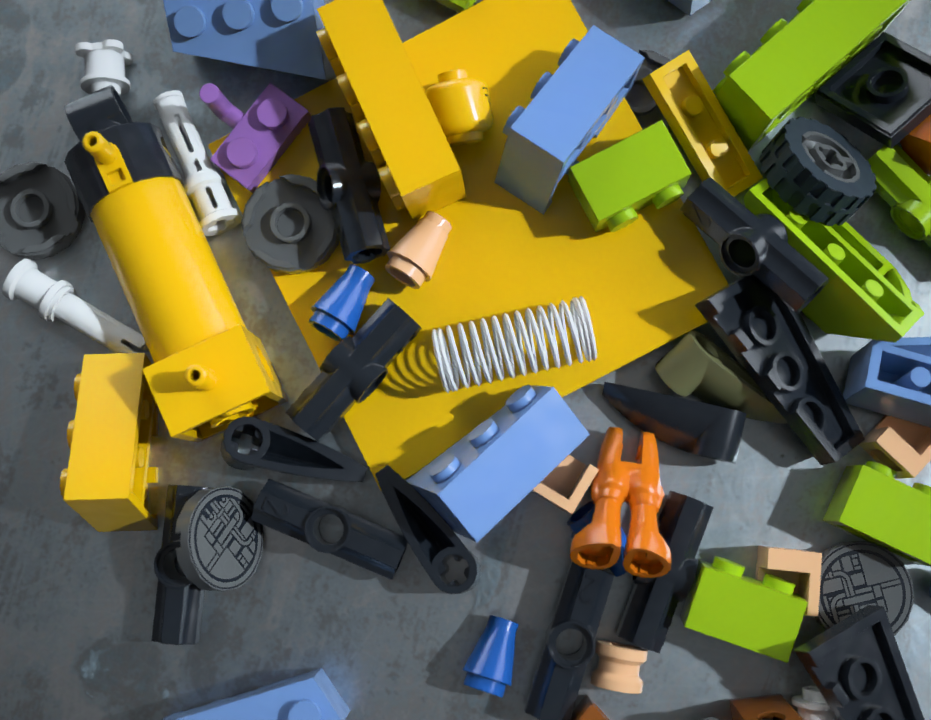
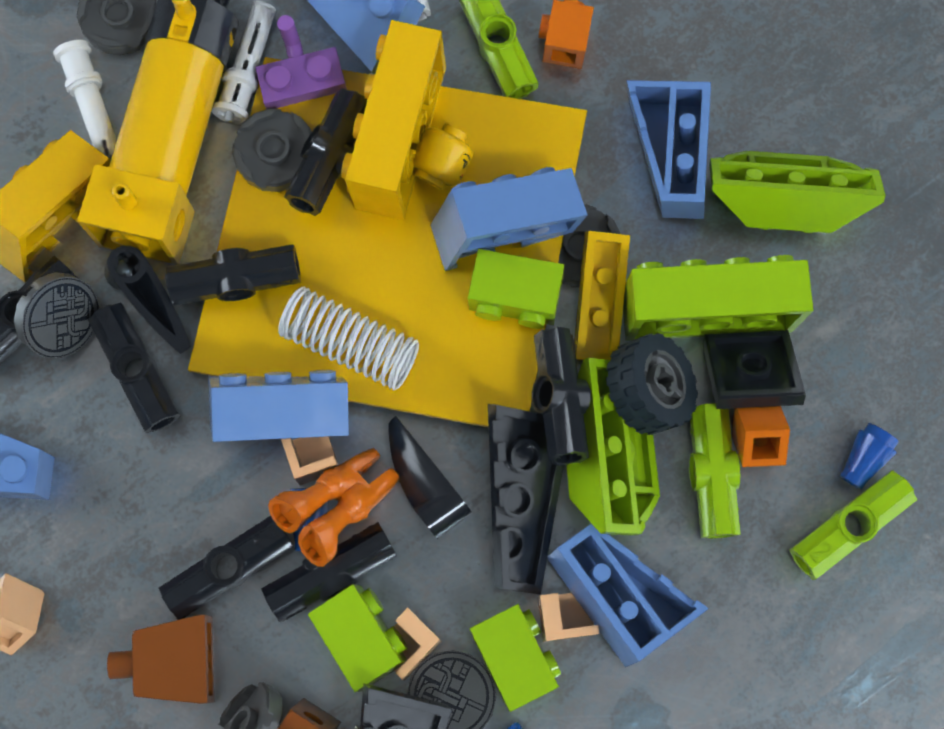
camera: 30 degrees right, 5 degrees down
(342, 304) = (259, 227): blue cone -> none
(419, 250) = (340, 229): light nougat cone -> none
(427, 533) = (192, 425): black piece -> none
(492, 658) = (168, 537): blue cone -> none
(618, 667) = (245, 610): light nougat wheel -> none
(714, 377) = (467, 458): olive piece -> none

